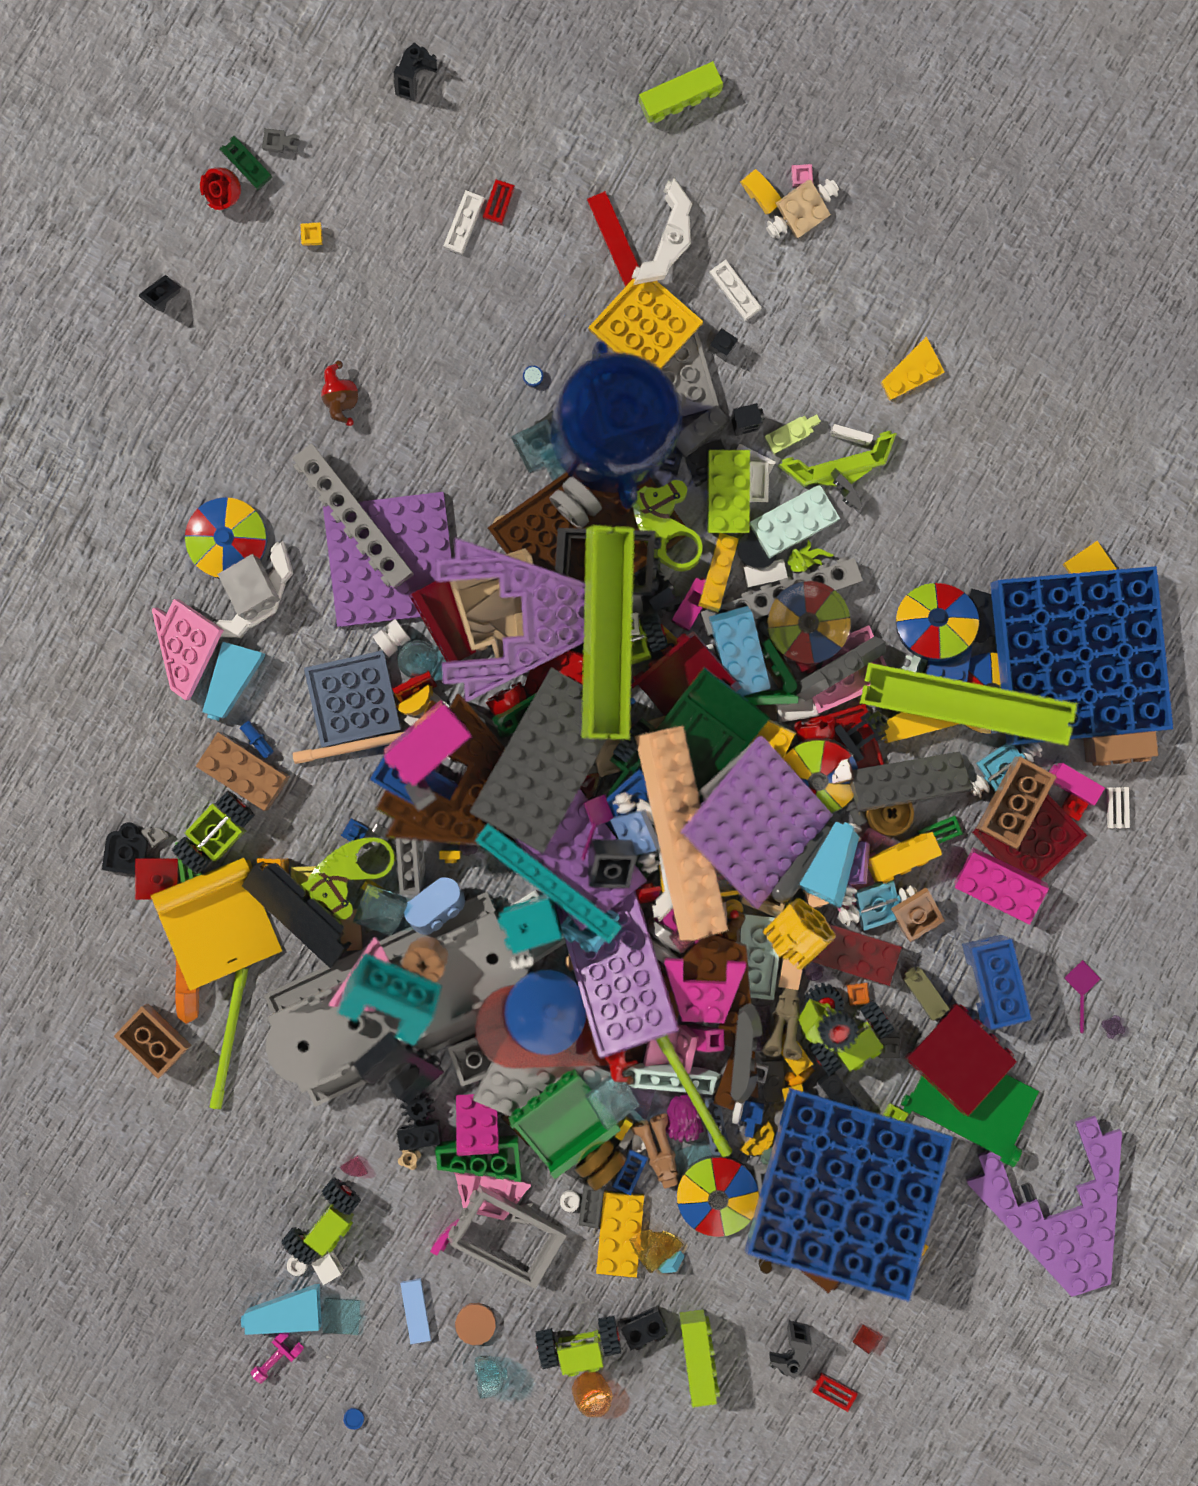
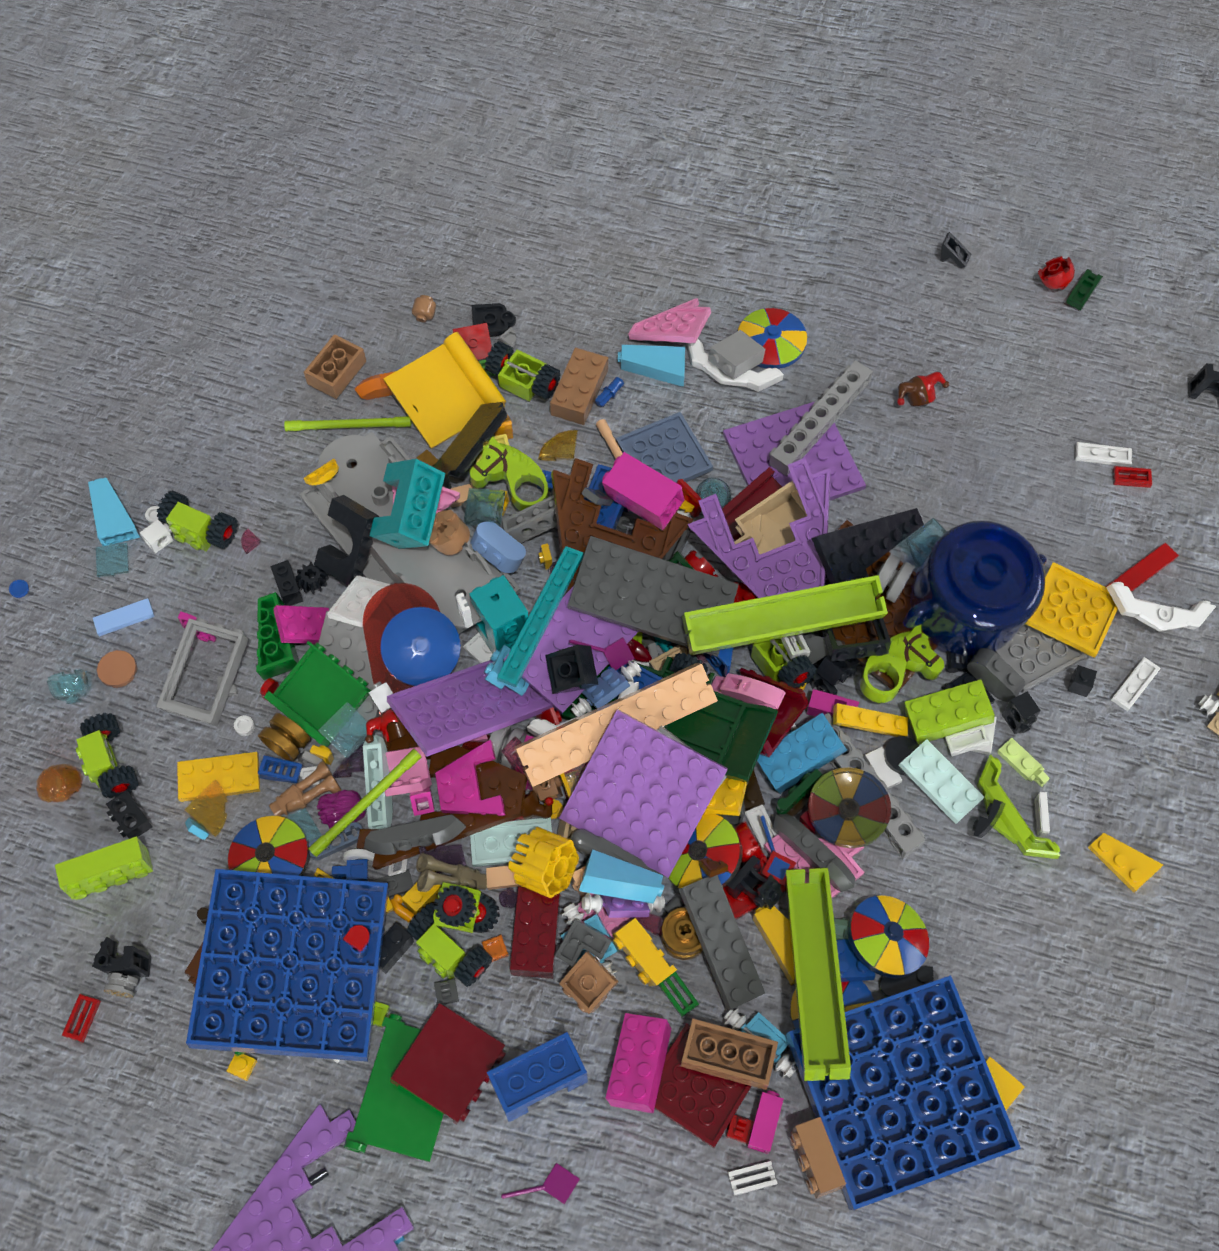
camera: 75 degrees right, 25 degrees down
(92, 925) = (423, 308): none -> medium nougat head
(260, 1373) = (54, 504): dark pink bar -> none
(276, 141) = (1112, 305): dark grey plate -> none
(298, 960) = (427, 458): none -> pearl gold tile
(311, 234) = (1046, 345): yellow plate -> none
(313, 809) = (560, 446): none -> clear yellow brick
(313, 1079) = (322, 474): none -> yellow tile
(391, 637) = (726, 470): white wheel -> none
(411, 1164) = (263, 577): tan plate -> none
(470, 1065) = (353, 601): none -> white tile
(506, 1188) = (247, 668): bright pink wing -> none
(536, 1170) = (269, 685): none -> red tile
(541, 539) = (855, 548): none -> black wing
(588, 1060) = (379, 696): none -> brick
(591, 1206) = (241, 743): dark grey plate -> none
(661, 687) = (749, 690): none -> bright pink slope
(772, 697) = (765, 792): green tile -> none
(802, 559) = (910, 800): lime piece -> none
(817, 1353) = (120, 985): none -> light grey wheel
(842, 1127) = (357, 937): none -> red tile
(844, 706) = (777, 863): none -> piece
(867, 1339) = (140, 1039): clear red slope -> none
(876, 911) = (582, 937): none -> dark grey plate
(925, 993) = (510, 1013): olive brick -> none
(1107, 1025) = (521, 1229): clear purple plate -> none

